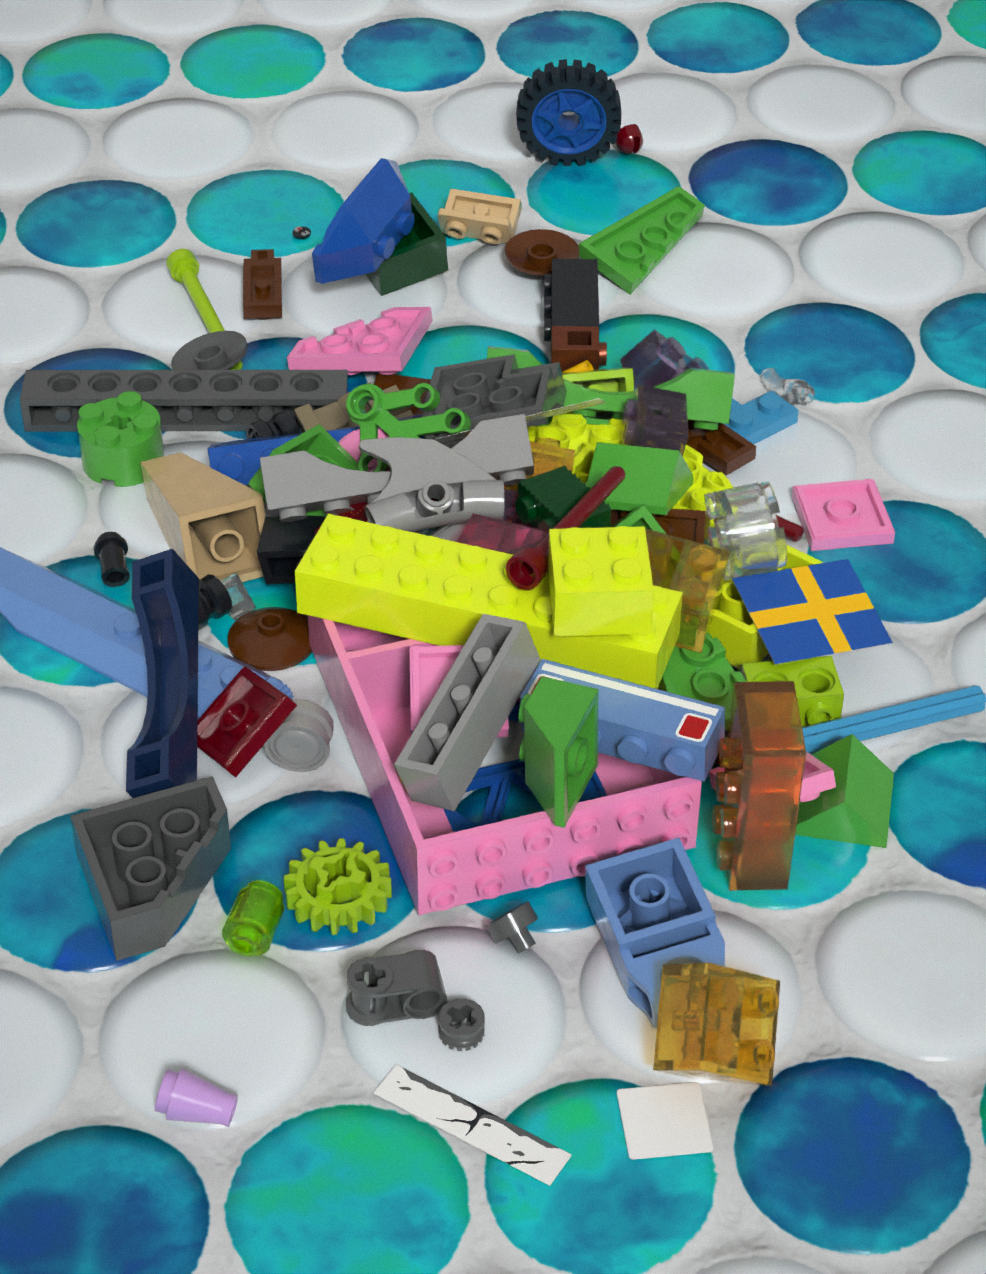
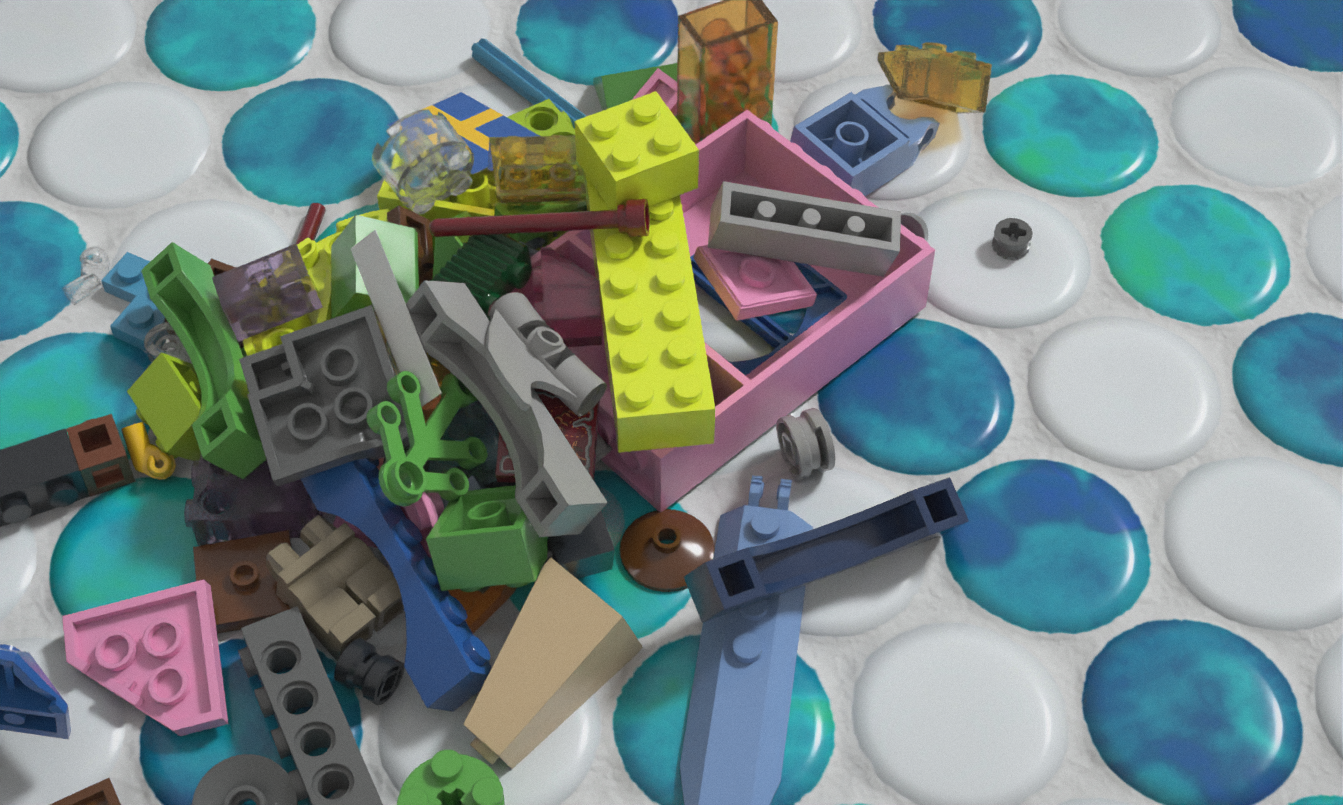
camera: 115 degrees left, 10 degrees up
(111, 552) = (641, 732): black pin -> none
(151, 860) = (1020, 477): dark grey brick -> none
(193, 1099) = (1201, 361): lavender cone -> none
(213, 600) = (669, 611): black wheel -> none
(240, 598) = (634, 603): clear piece -> none
(242, 720) = (824, 478): dark red tile -> none
(254, 919) = (1015, 393): clear neon green brick -> none
(337, 886) = (945, 354): lime gear -> none
(398, 984) = (1013, 276): dark grey piece -> none
(473, 1124) = (1083, 212): white sticker -> none
(559, 744) = (811, 153): bright green slope -> none
(646, 722) = (728, 137): medium blue brick -> none
(658, 360) = (107, 364): slope -> none
(664, 1120) = (1006, 116): white sticker -> none
(842, 514) = (272, 187): bright pink tile -> none

